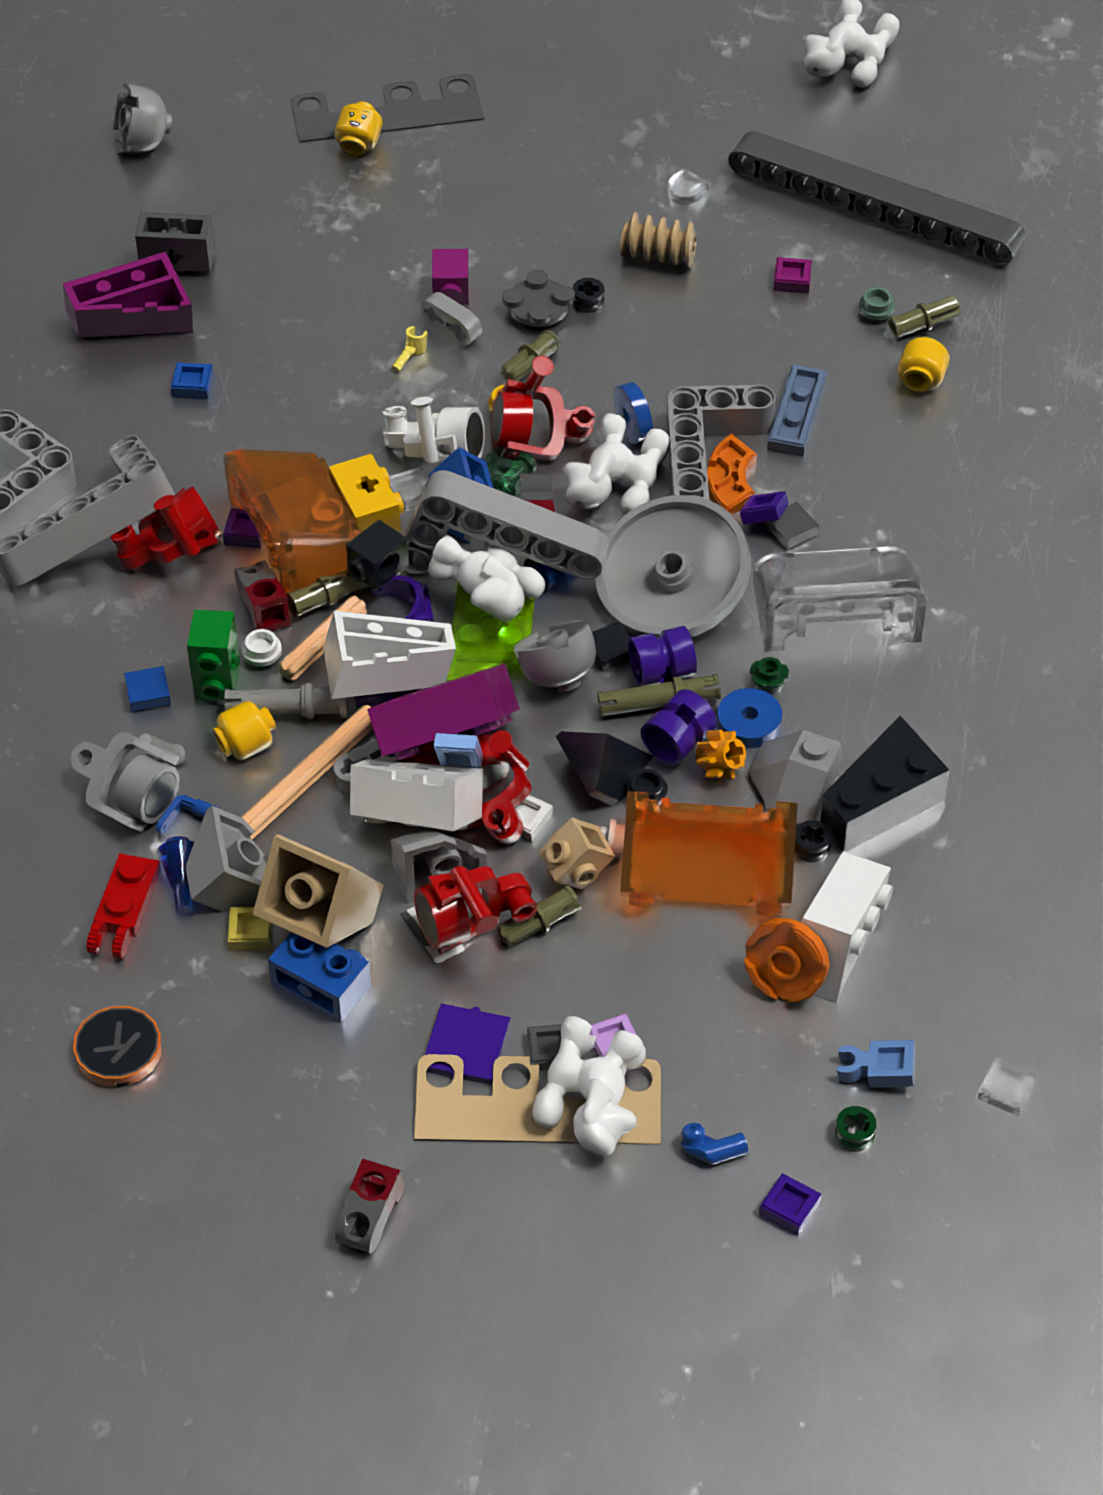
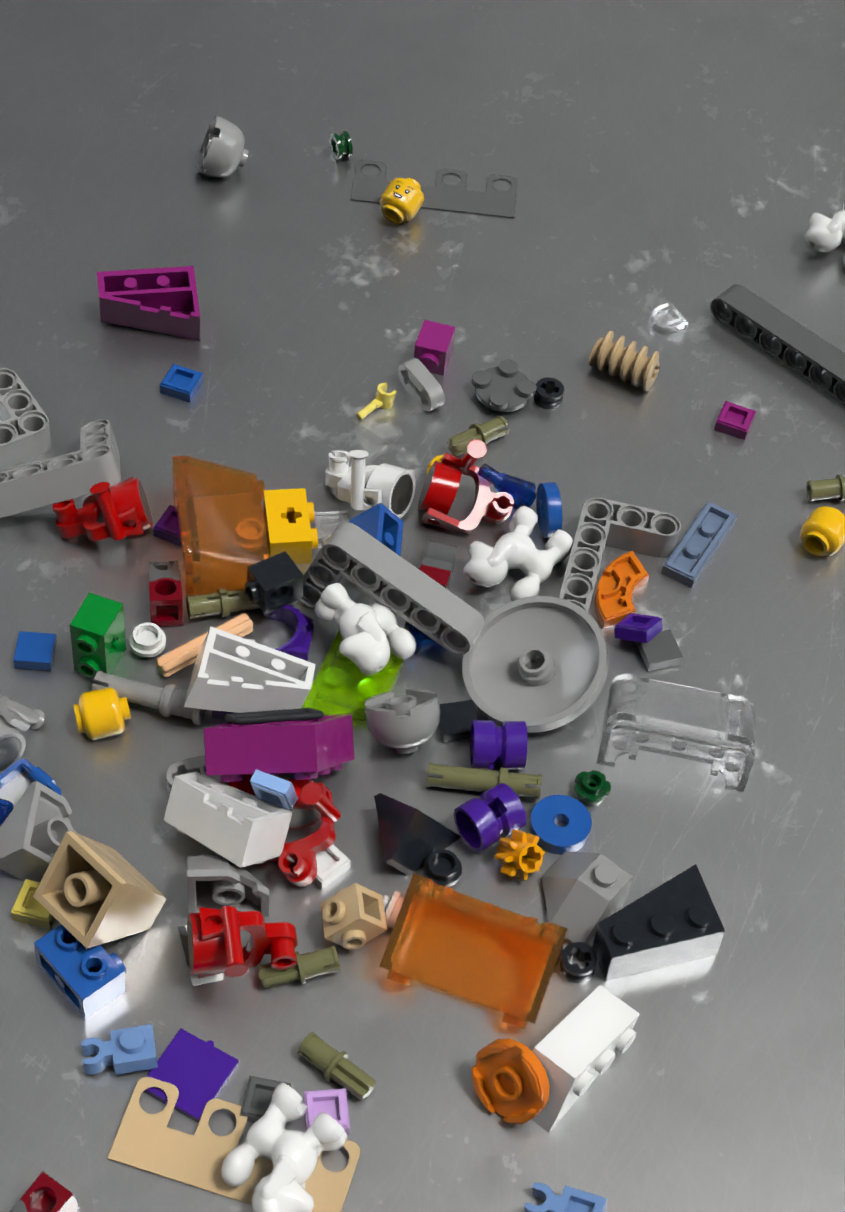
camera: 10 degrees right, 0 degrees up
(183, 237) = (214, 258): dark grey brick -> none
(268, 84) = (341, 145): none -> dark green bush
(308, 771) = (138, 770): light nougat axle -> none
(393, 1036) = (128, 1051): none -> medium blue plate
(426, 684) = (273, 716): none -> black piece
(506, 483) = (413, 546): clear green piece -> none
(597, 399) = (520, 489): none -> clear blue cone
(608, 996) = (336, 1066): none -> olive axle
(877, 303) = (801, 465): sand green plate -> none

